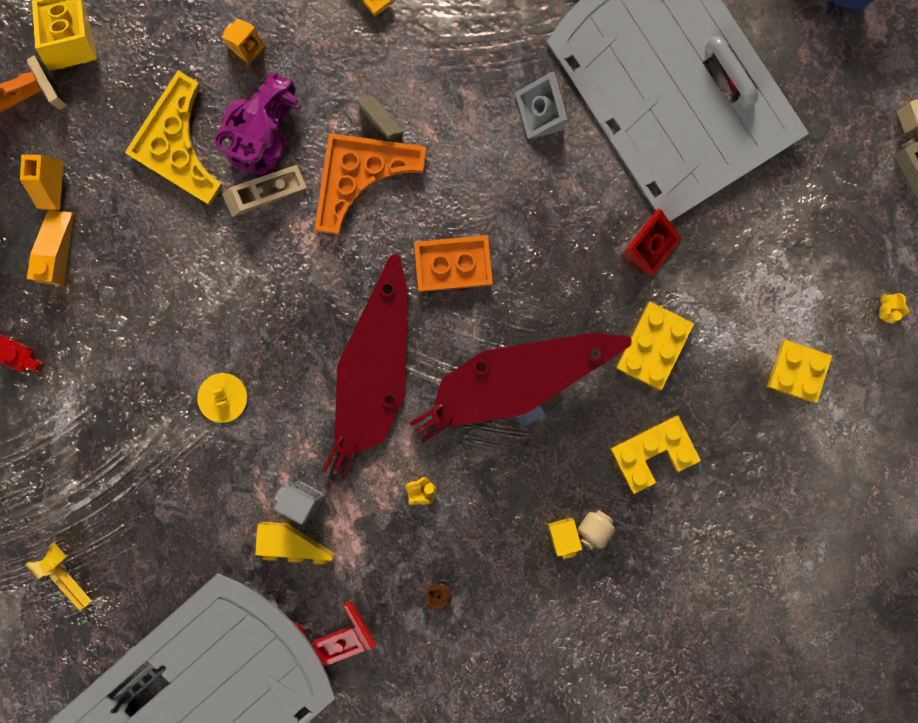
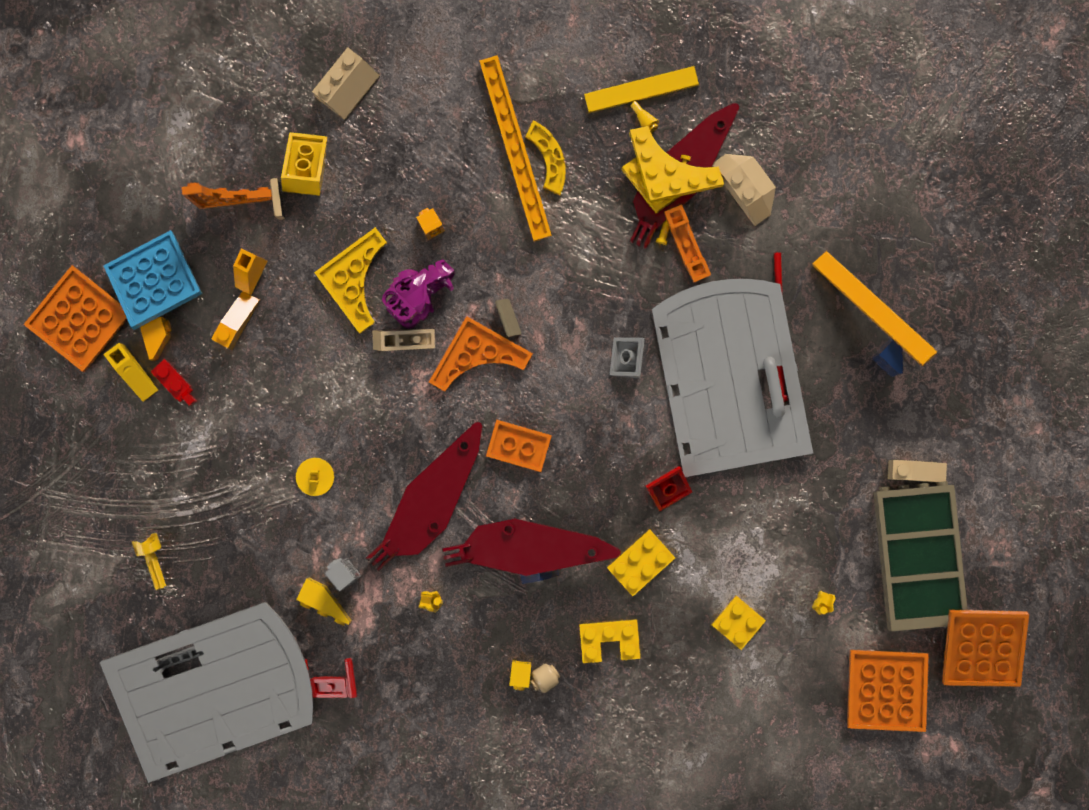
camera: 25 degrees right, 0 degrees up
(438, 596) = (413, 681): reddish brown tile -> none

